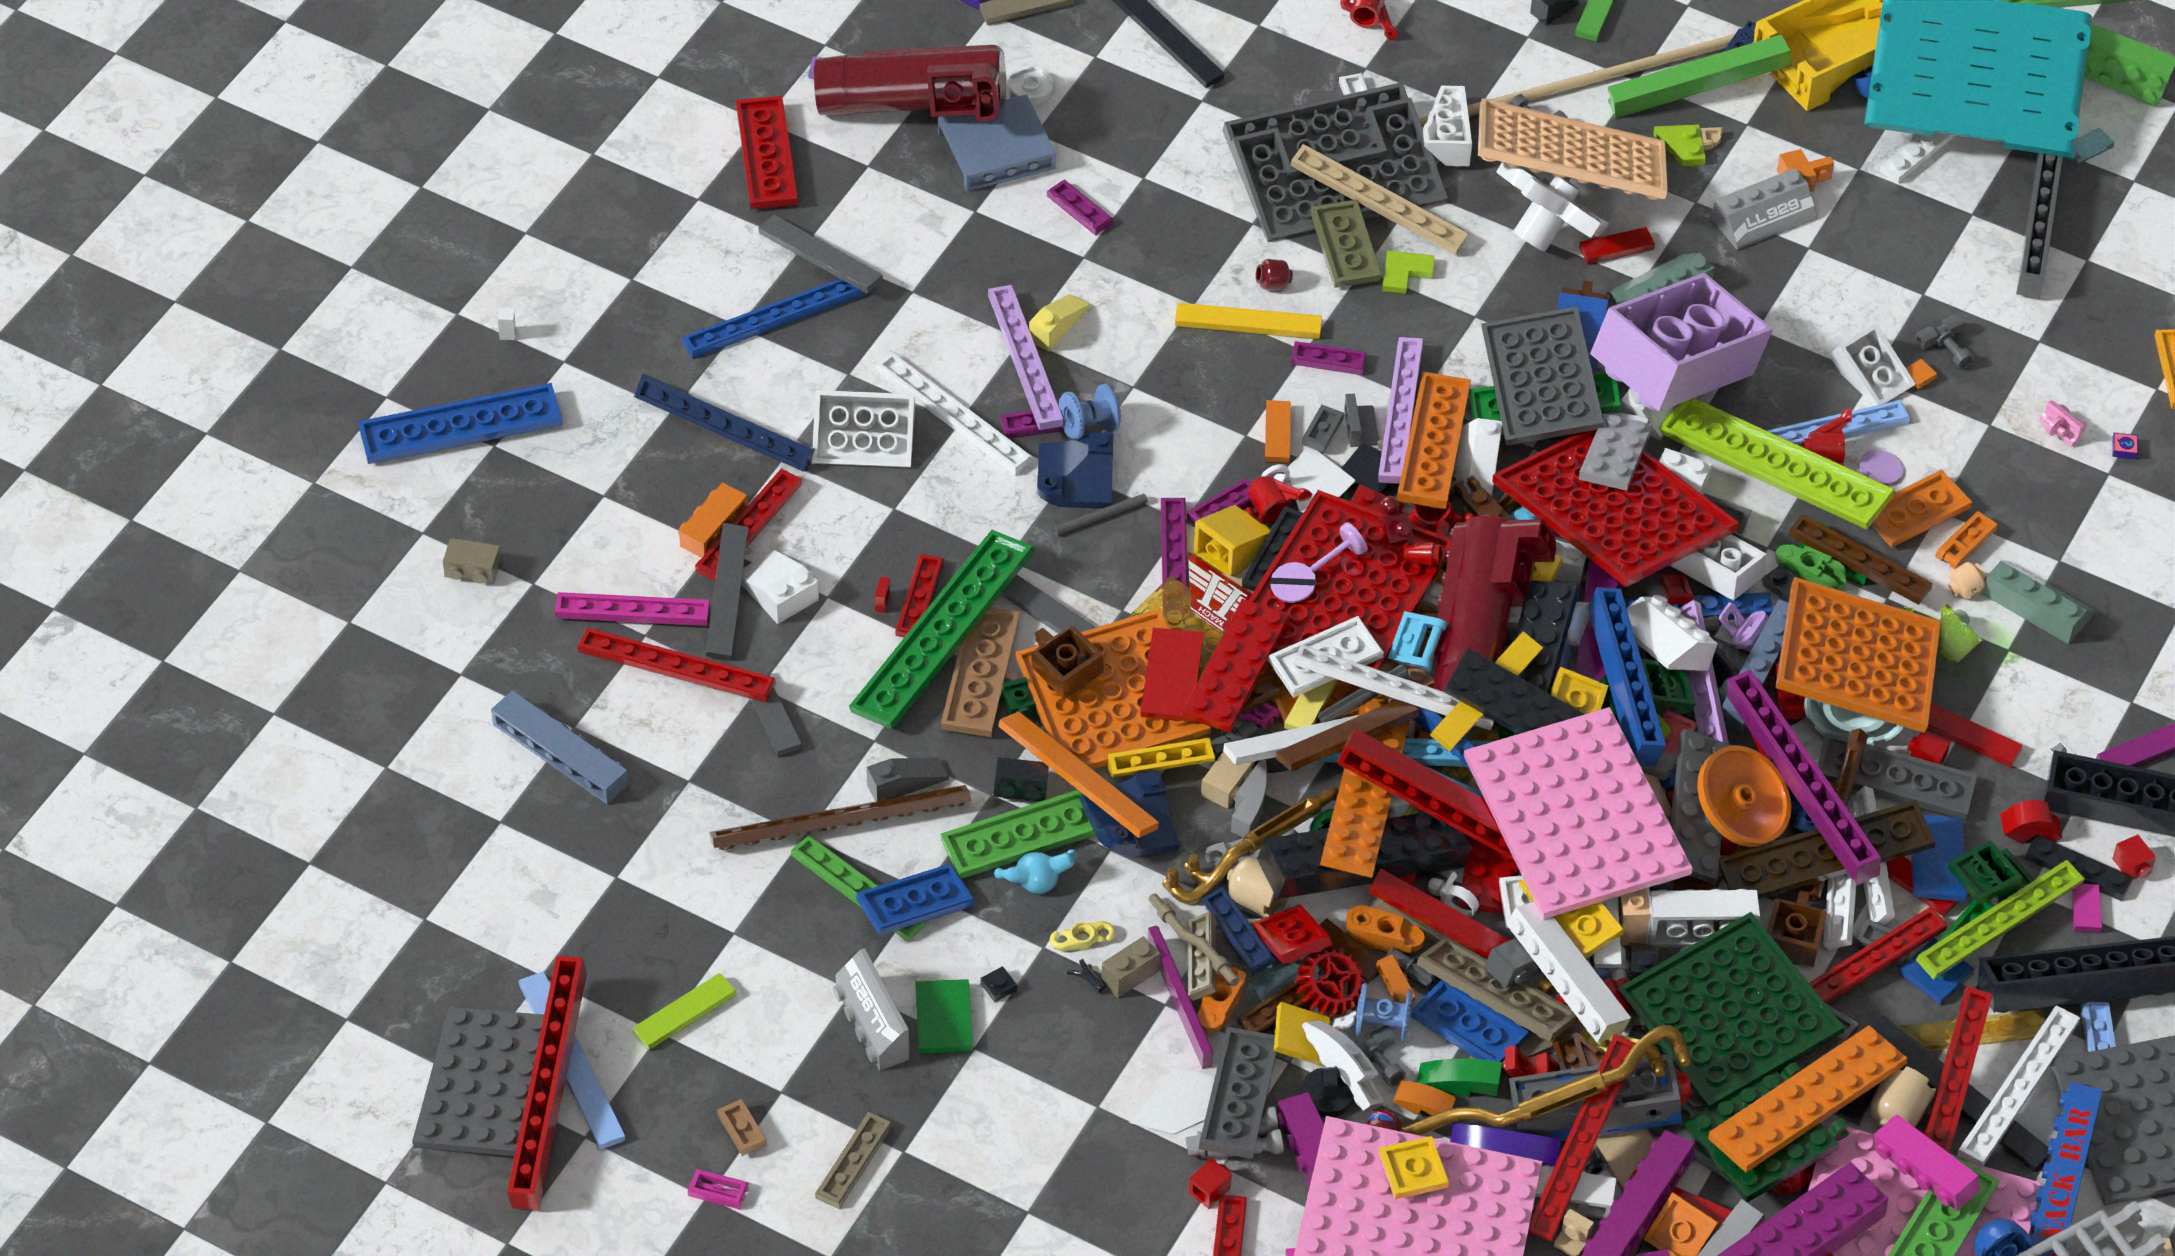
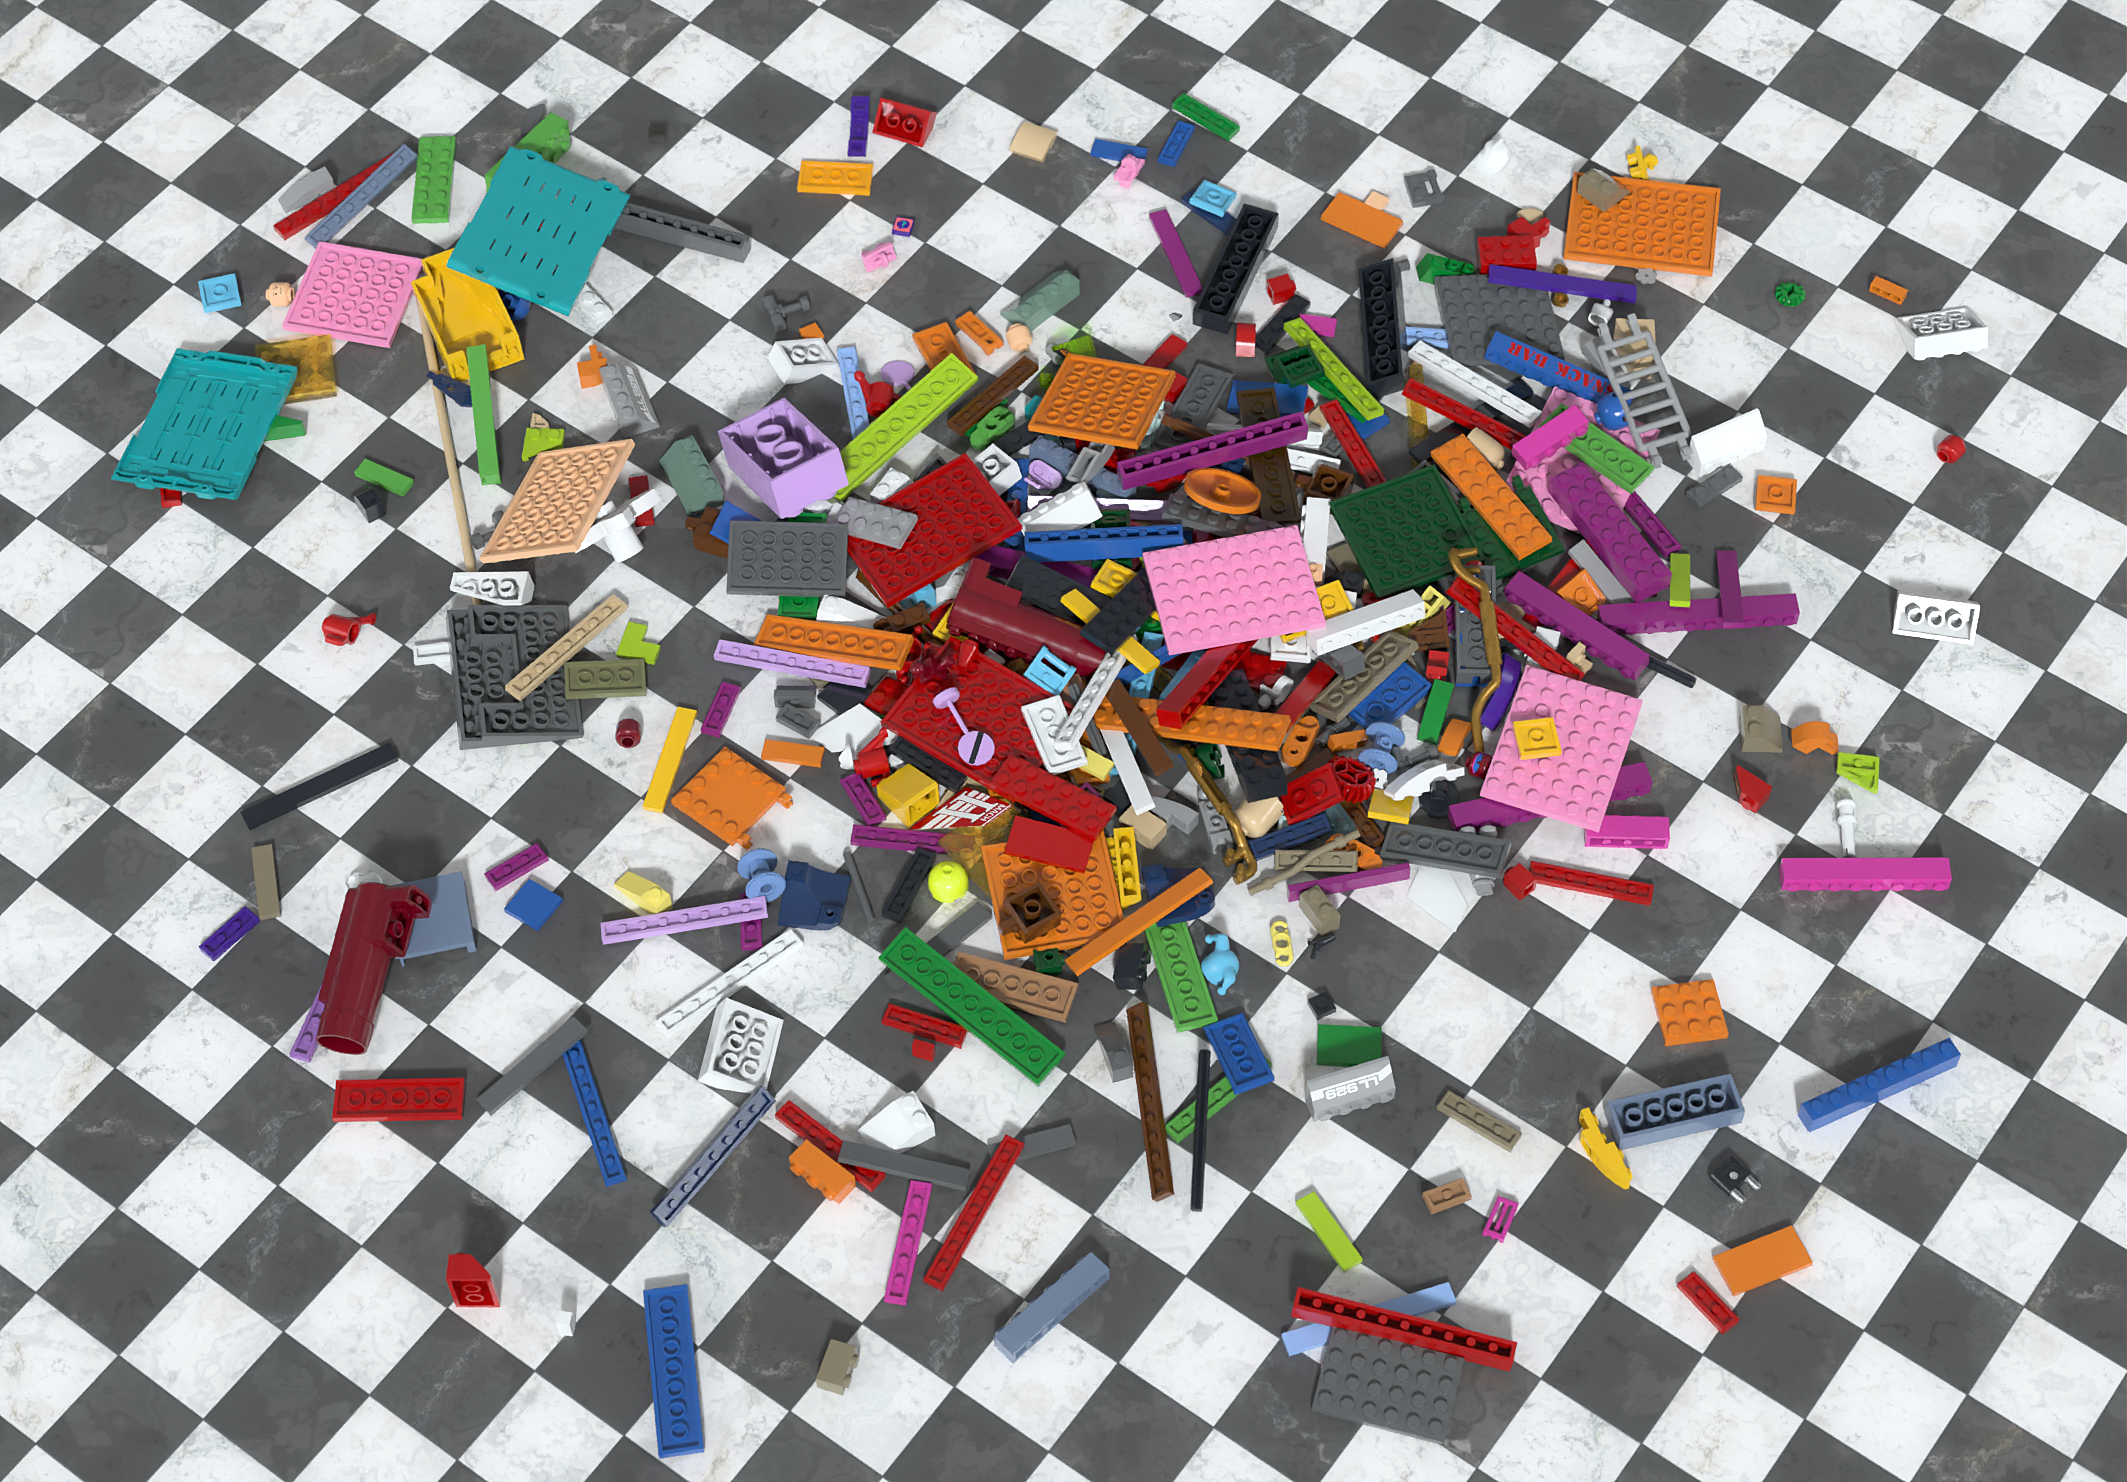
camera: 80 degrees left, 5 degrees up
(540, 228) = (470, 1282): none -> red slope
(804, 867) = (1200, 1130): none -> black axle
(1031, 228) = (533, 905): none -> blue tile
(1107, 558) = (909, 885): none -> black plate
(1118, 594) = (948, 881): none -> neon yellow cylinder
(1205, 381) = (730, 797): none -> orange plate
(1751, 651) = (1090, 462): none -> light grey slope

